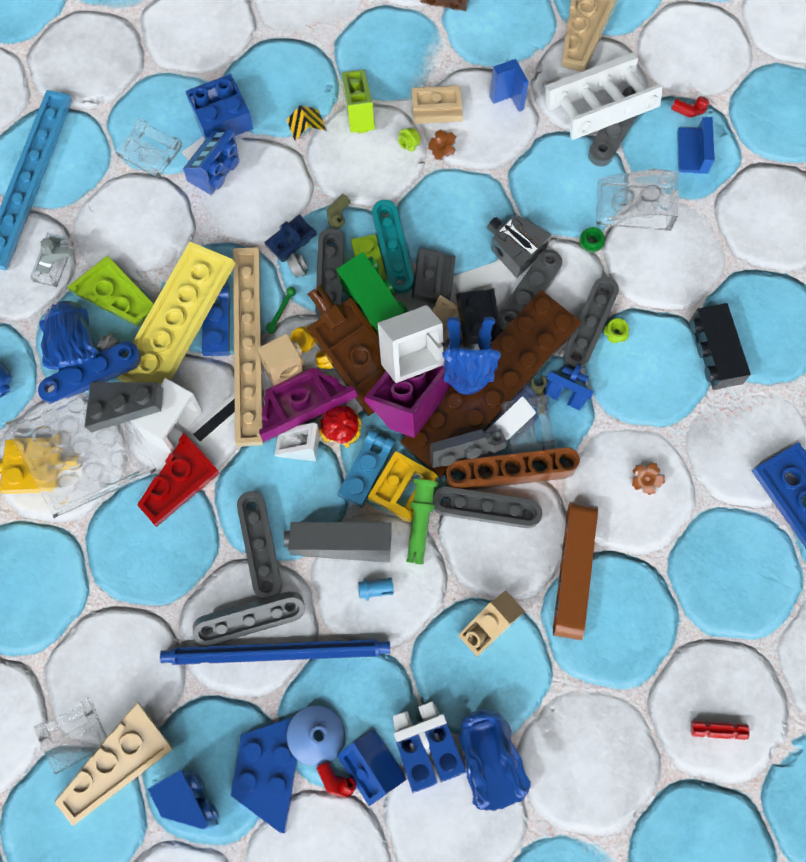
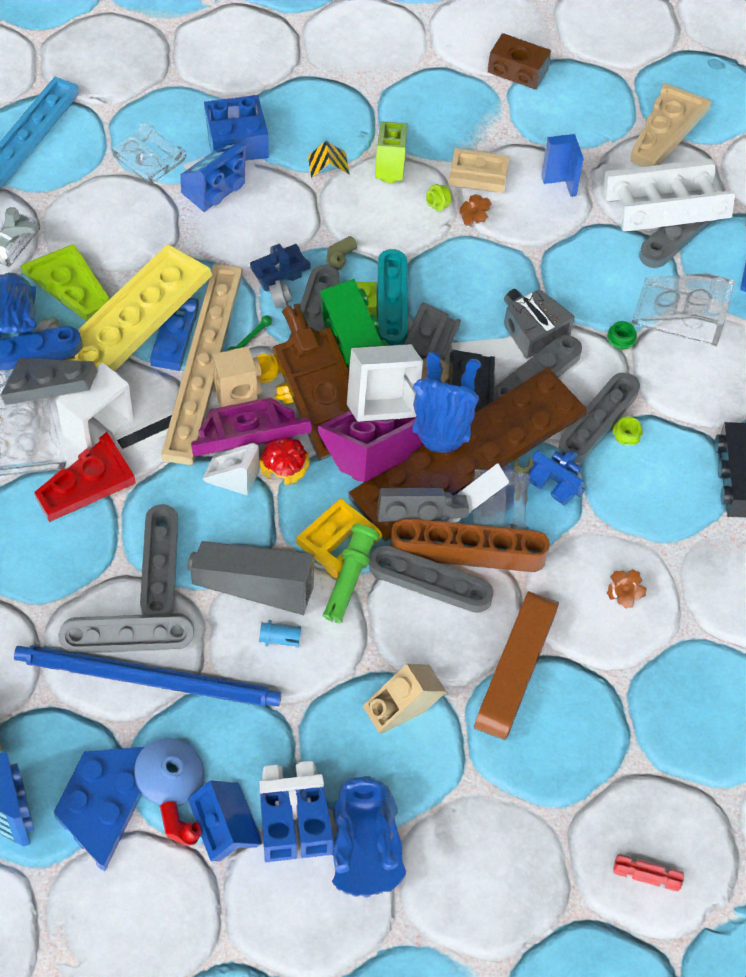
camera: 10 degrees right, 15 degrees down
(366, 469) = (302, 511): dark azure plate -> none

